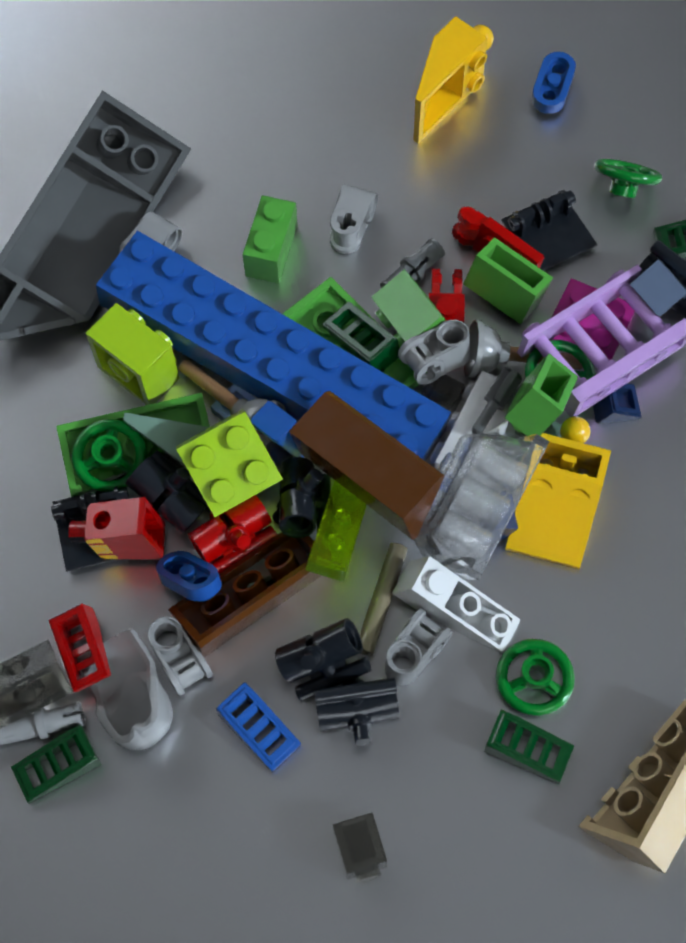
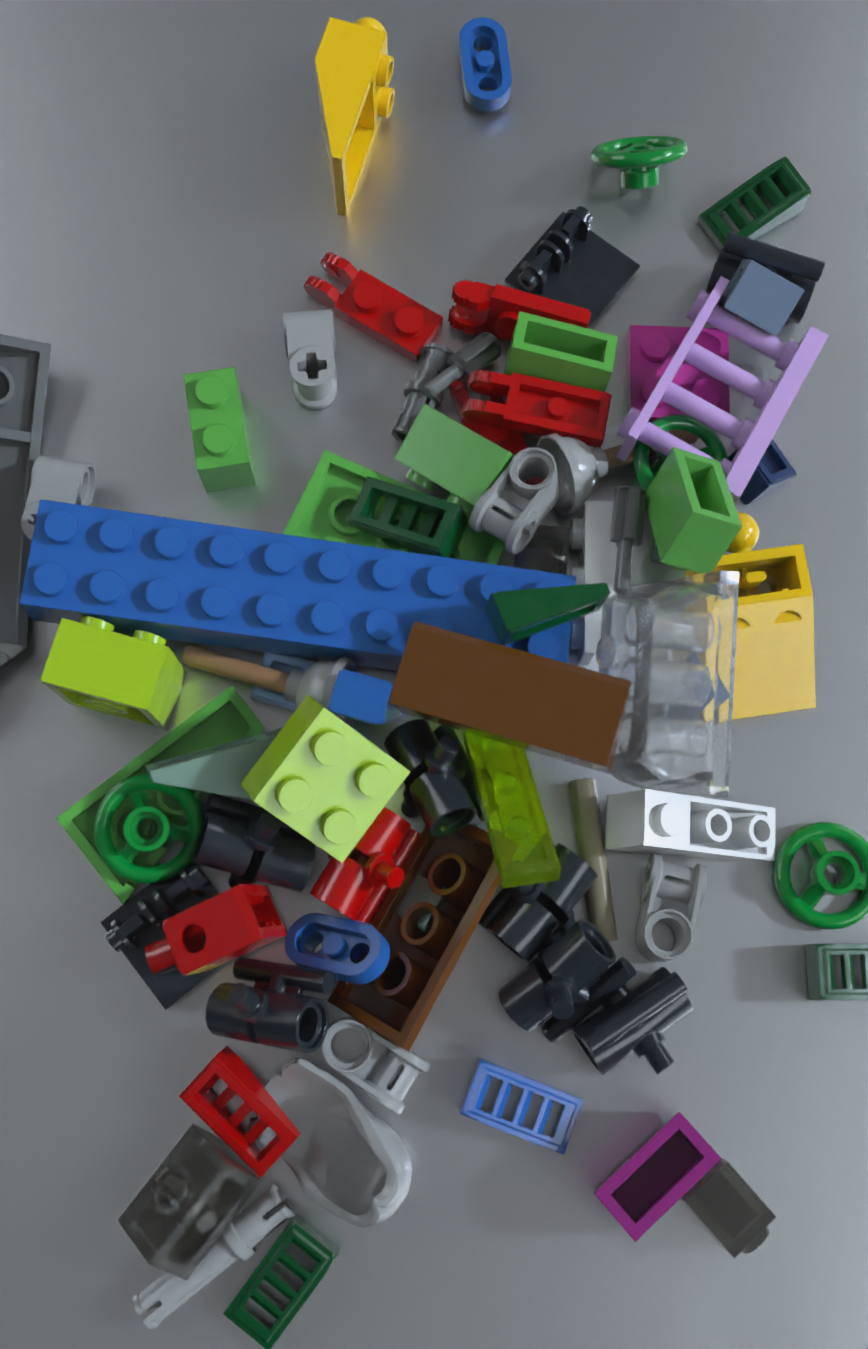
camera: 30 degrees left, 10 degrees up
(130, 591) = (274, 1007): none -> black pin
(321, 800) = (657, 1176): none -> magenta brick
(331, 602) = (531, 913): none -> black pin
(408, 205) = (375, 308): none -> red hinge
(413, 416) = (532, 611): none -> dark green slope
(447, 259) = (471, 357): none -> dark grey axle
(481, 301) = (539, 406): none -> red hinge

